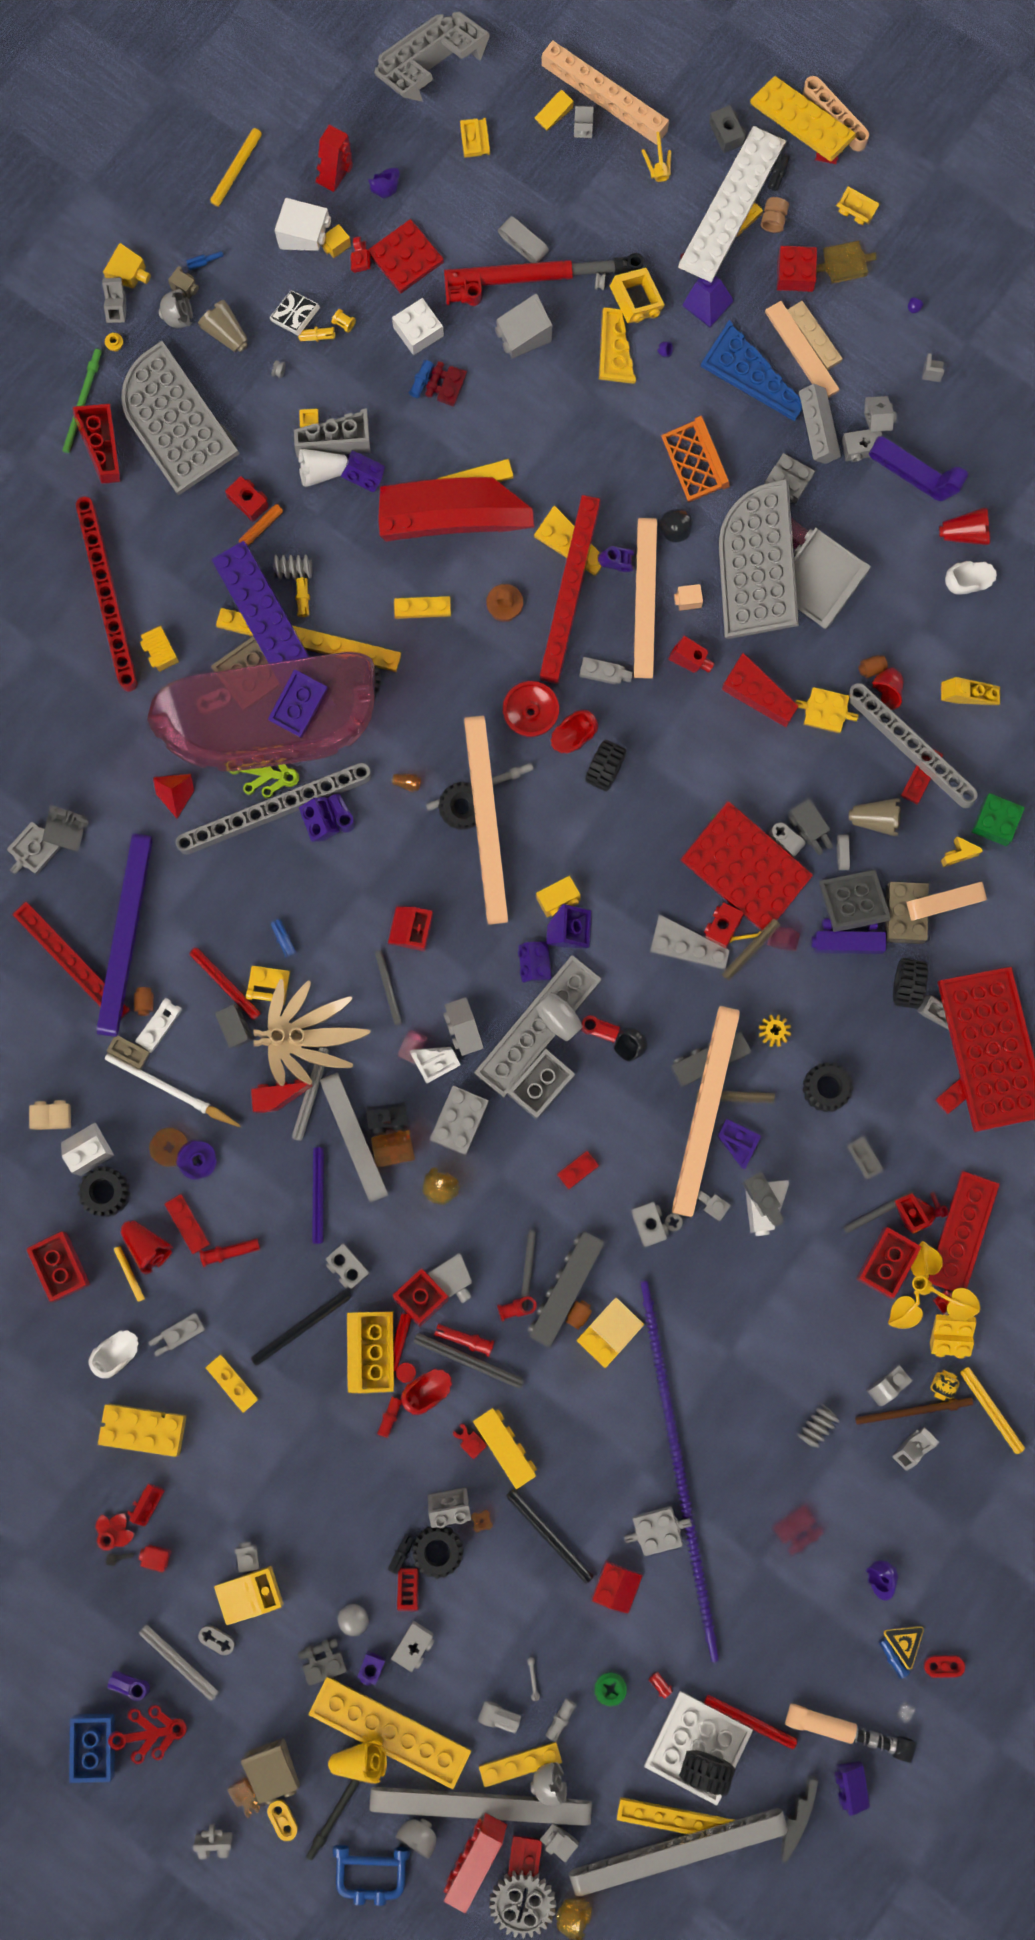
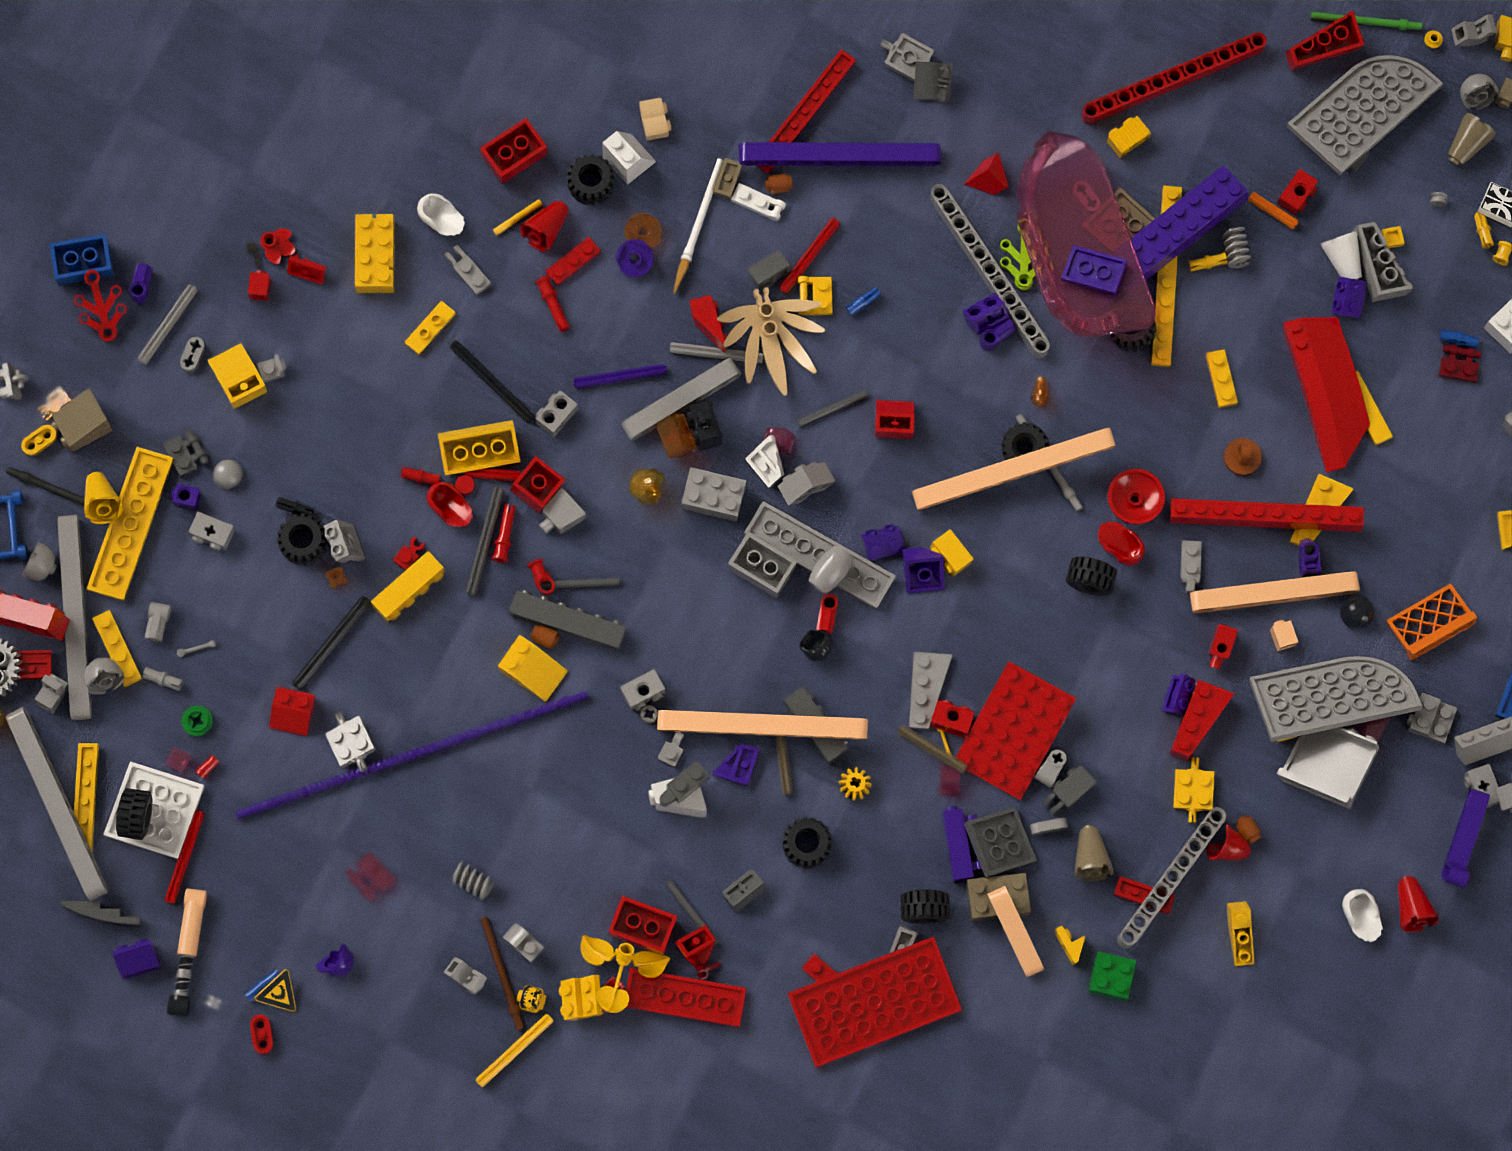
camera: 75 degrees right, 5 degrees down
(400, 1598) = (263, 526): red slope -> none
(577, 1170) = (685, 615): red plate -> none
(649, 1715) = (178, 760): none -> clear pink plate
(733, 706) = (1178, 694): none -> dark purple bracket

